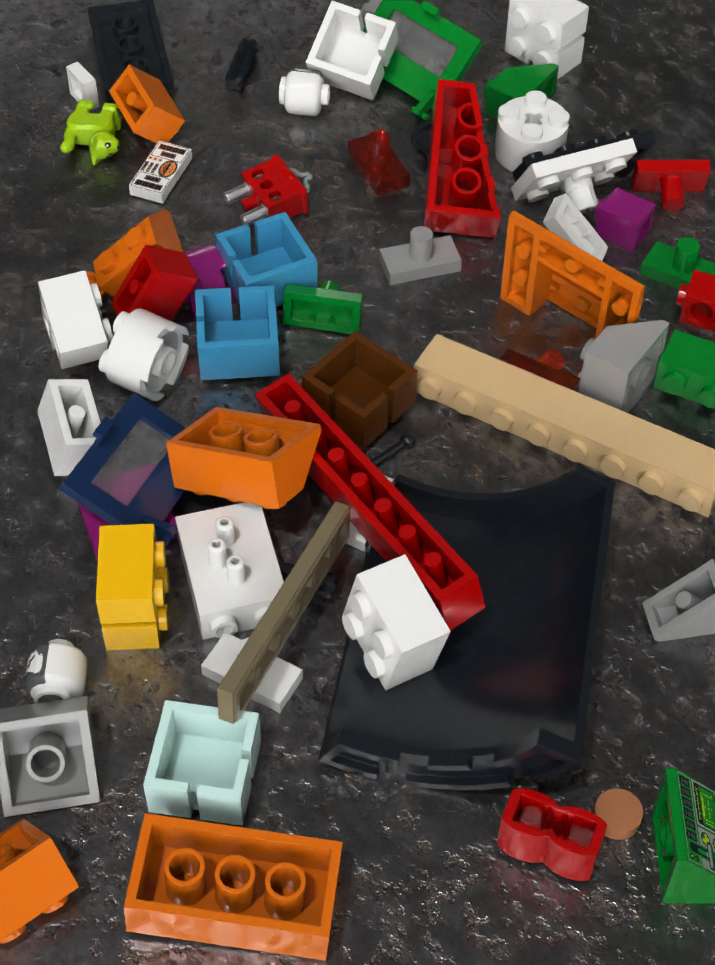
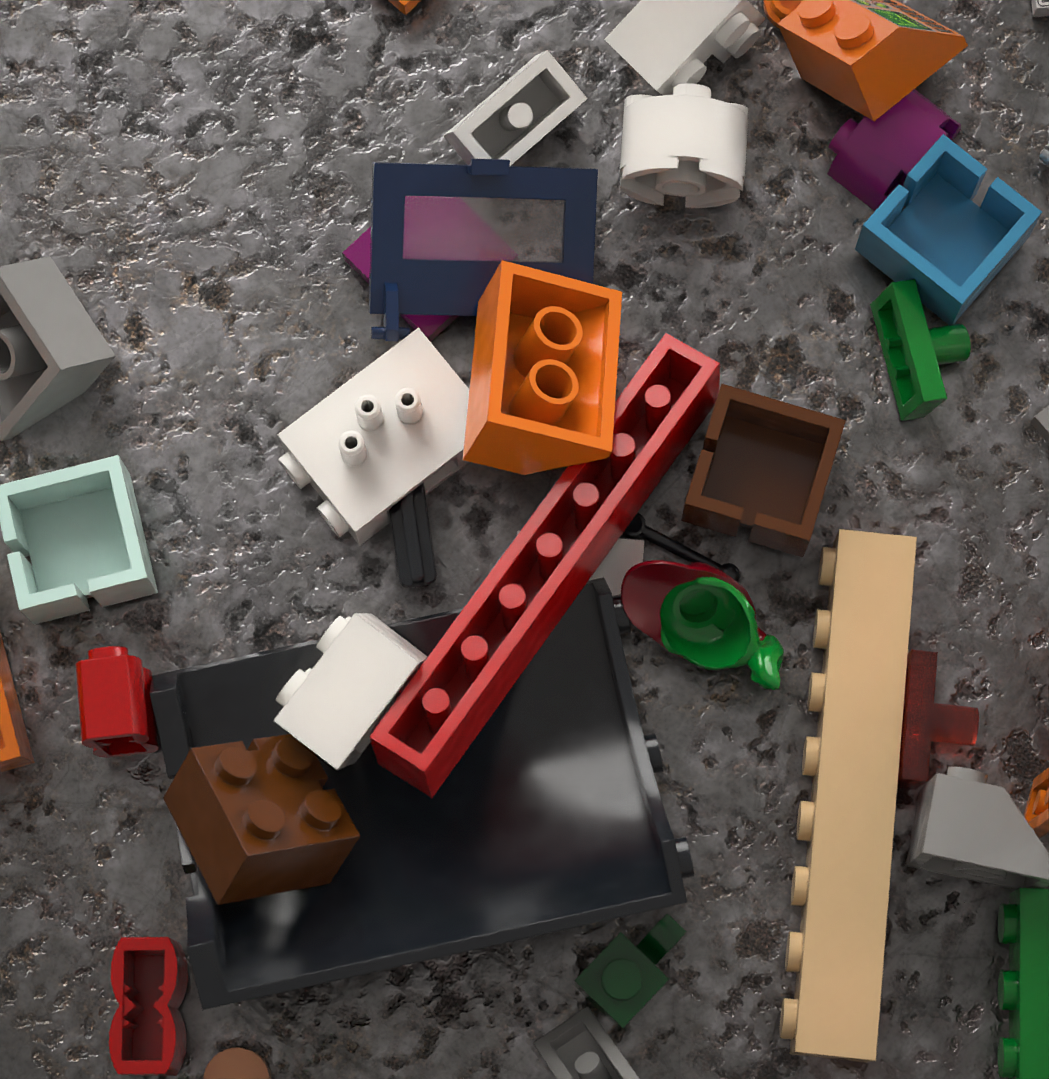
camera: 70 degrees right, 25 degrees up
(55, 672) = (136, 301): white head -> none
(131, 587) = (283, 326): yellow piece -> none
(156, 283) = (802, 102): red brick -> none
(240, 346) = (788, 264): dark azure piece -> none
(275, 687) = (254, 535): white tile -> none
(283, 614) = (310, 541): dark tan tile -> none
(333, 772) = (115, 703): none -> red brick
(435, 445) = (701, 618): none -> green hair
(455, 701) = (260, 818): none -> reddish brown piece
(634, 565) = (626, 975): none -> dark green brick

